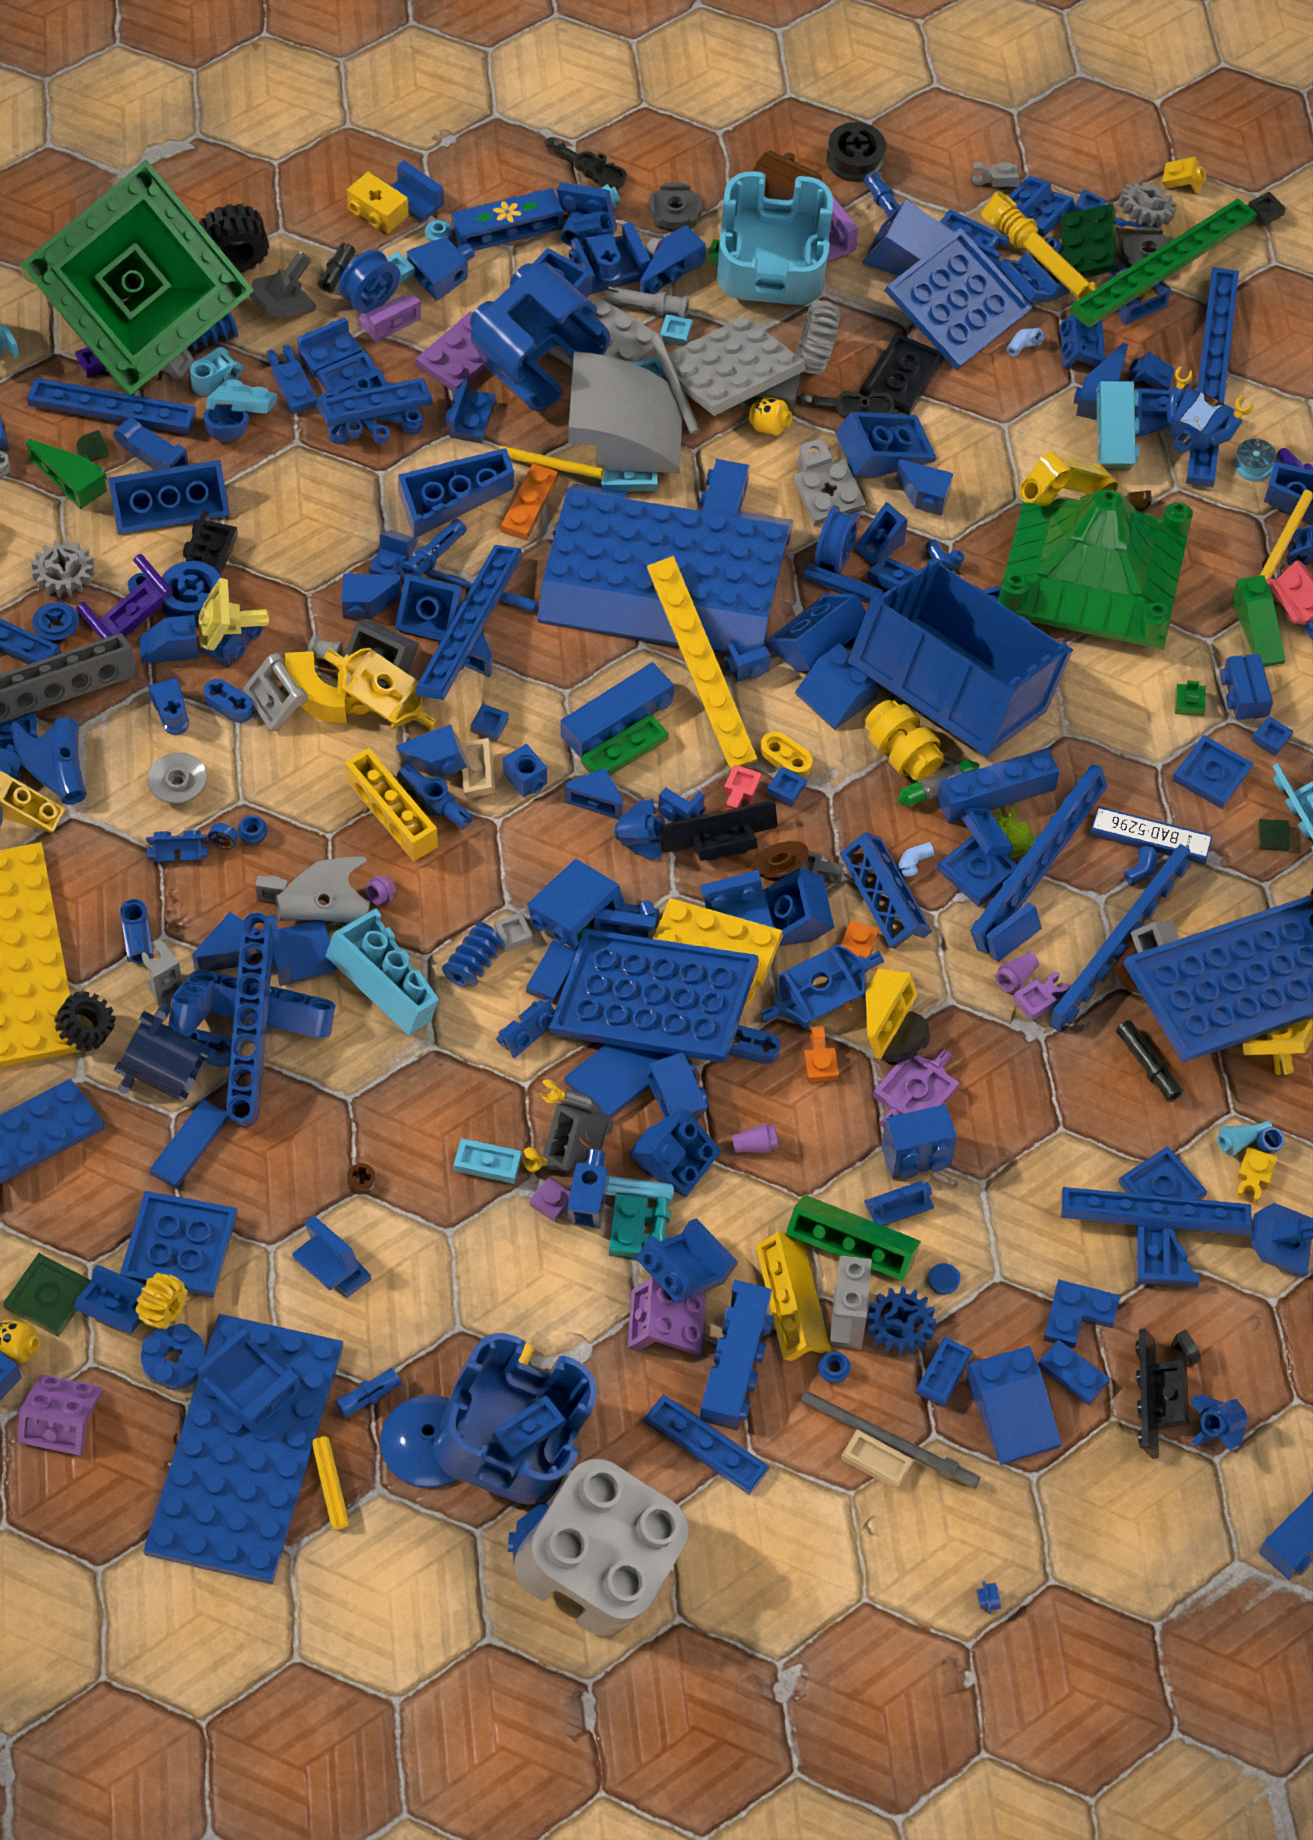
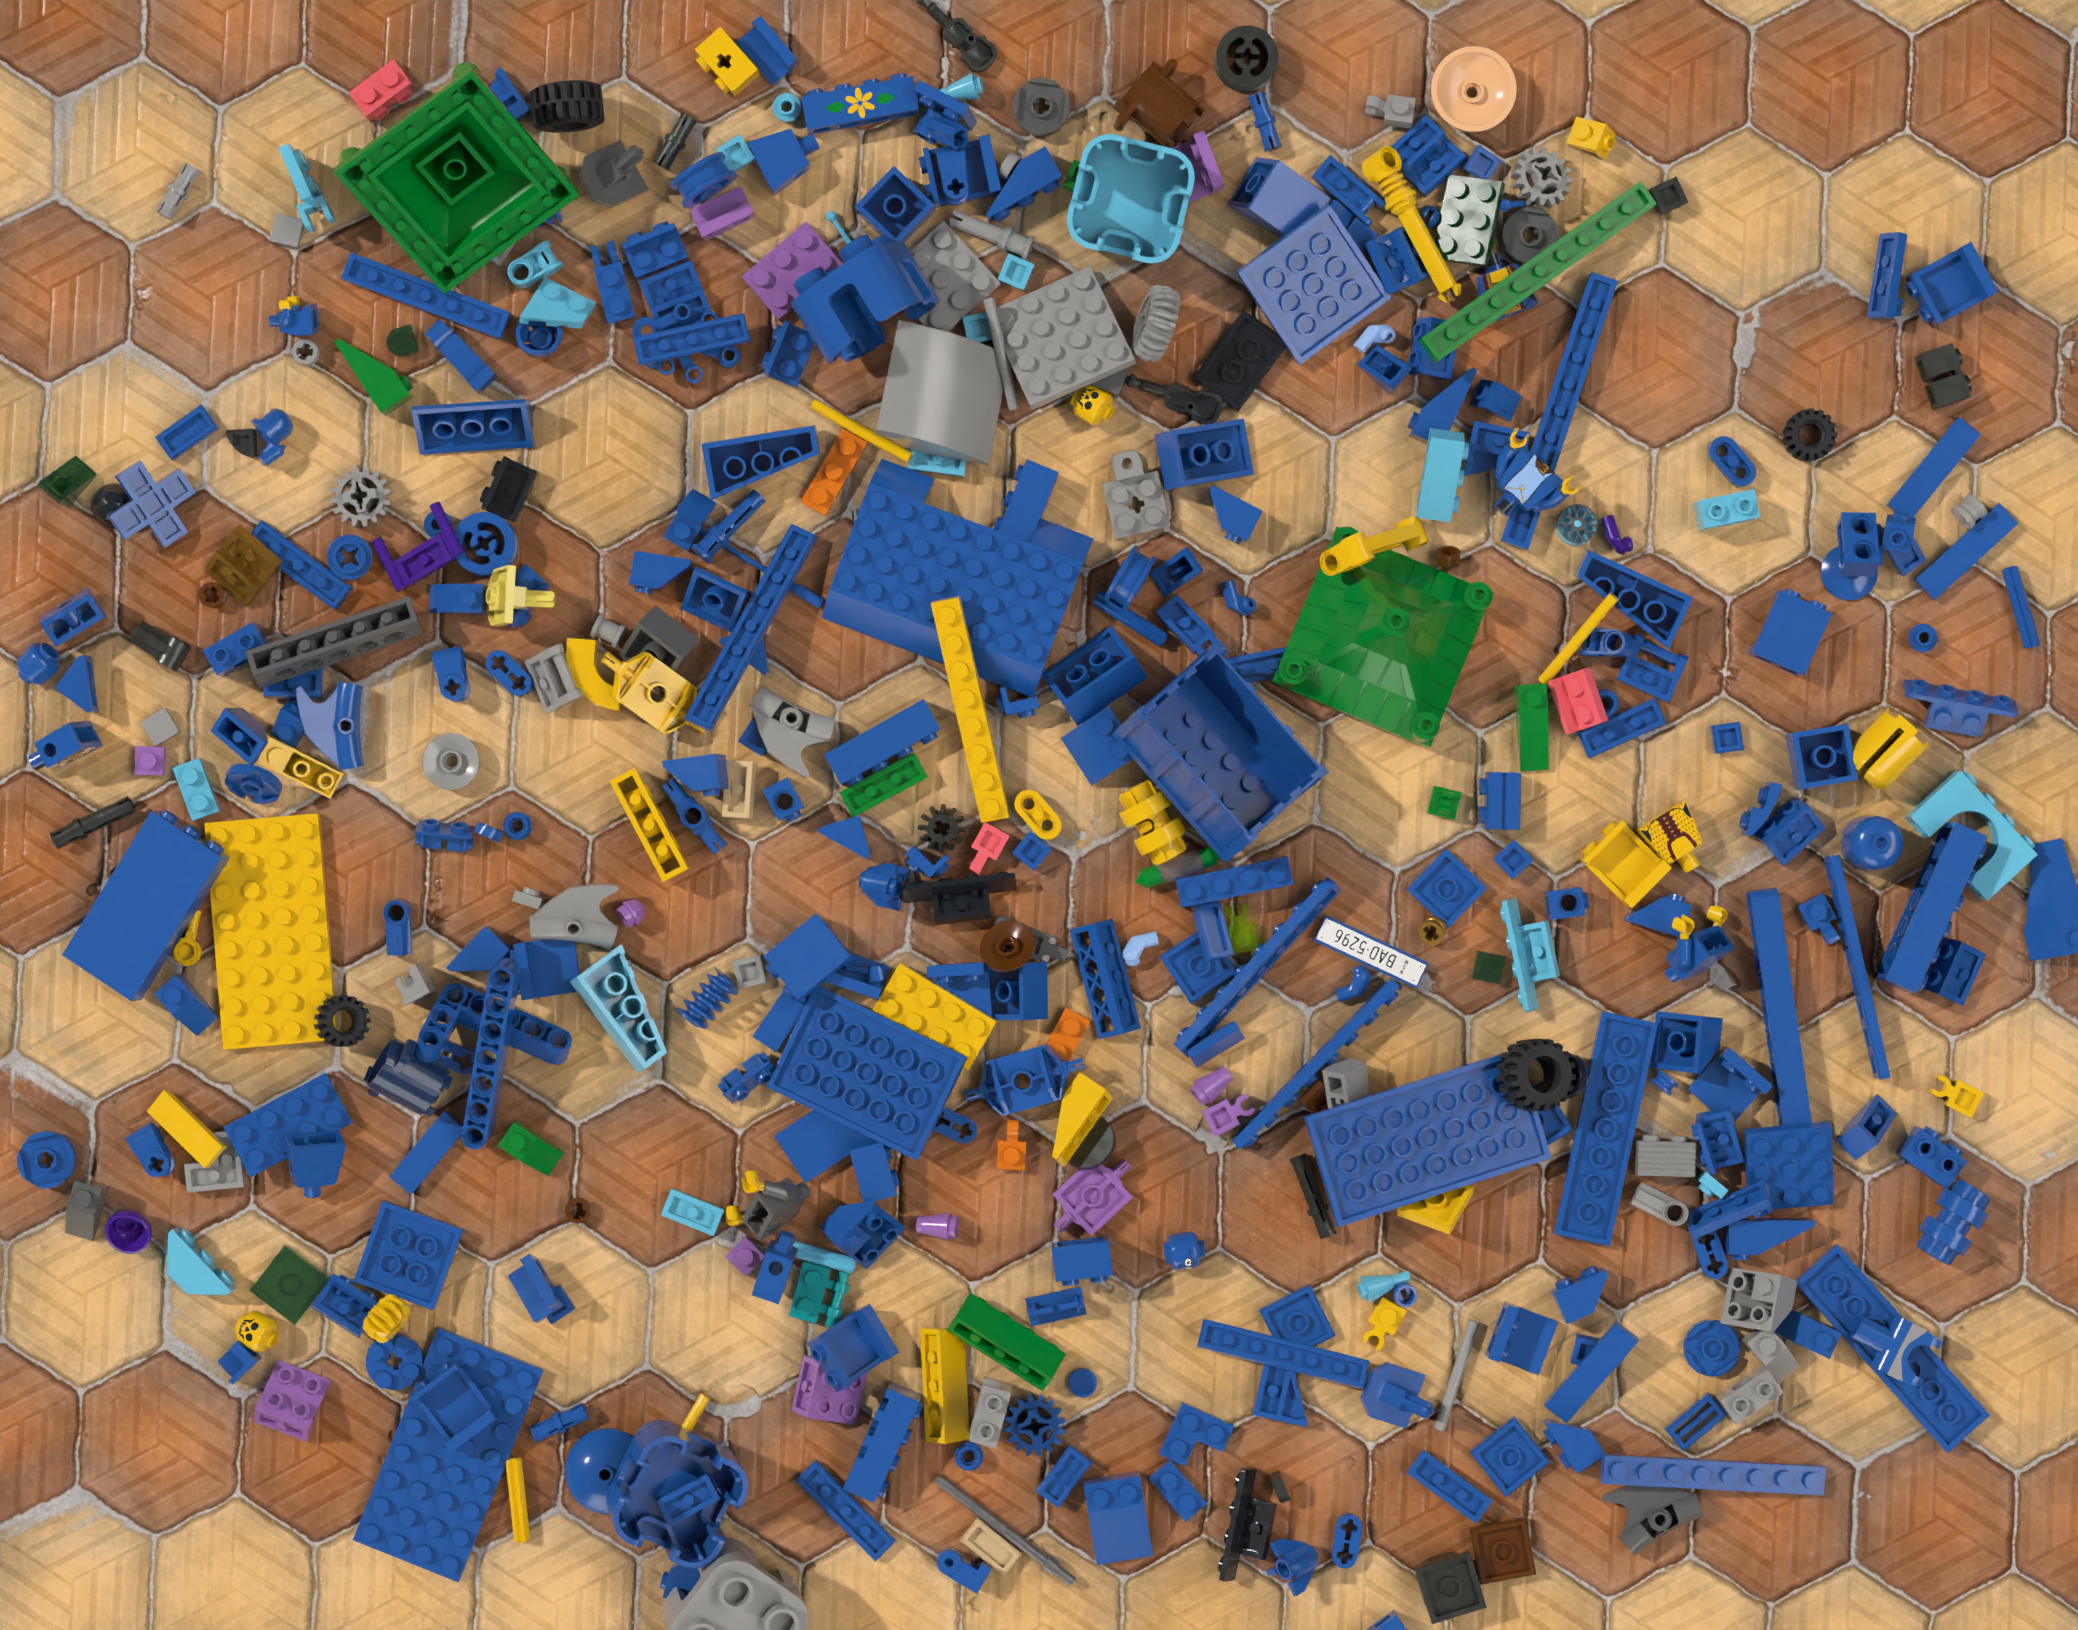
camera: 10 degrees right, 30 degrees up
(65, 1155) = (314, 1159): none -> blue torso
(301, 1119) = (531, 1148): none -> green slope
(520, 708) = (786, 739): none -> light grey pin
(691, 775) = (939, 837): none -> pearl dark grey gear
(850, 1484) = (962, 1570): none -> blue leg
(1025, 1126) = (1183, 1250): none -> blue head
(1043, 361) = (1384, 368): none -> blue slope
(1068, 145) = (1476, 70): none -> light nougat dish
(1201, 810) = (1425, 927): none -> pearl gold bush
(1265, 1397) = (1353, 1540): none -> blue beam

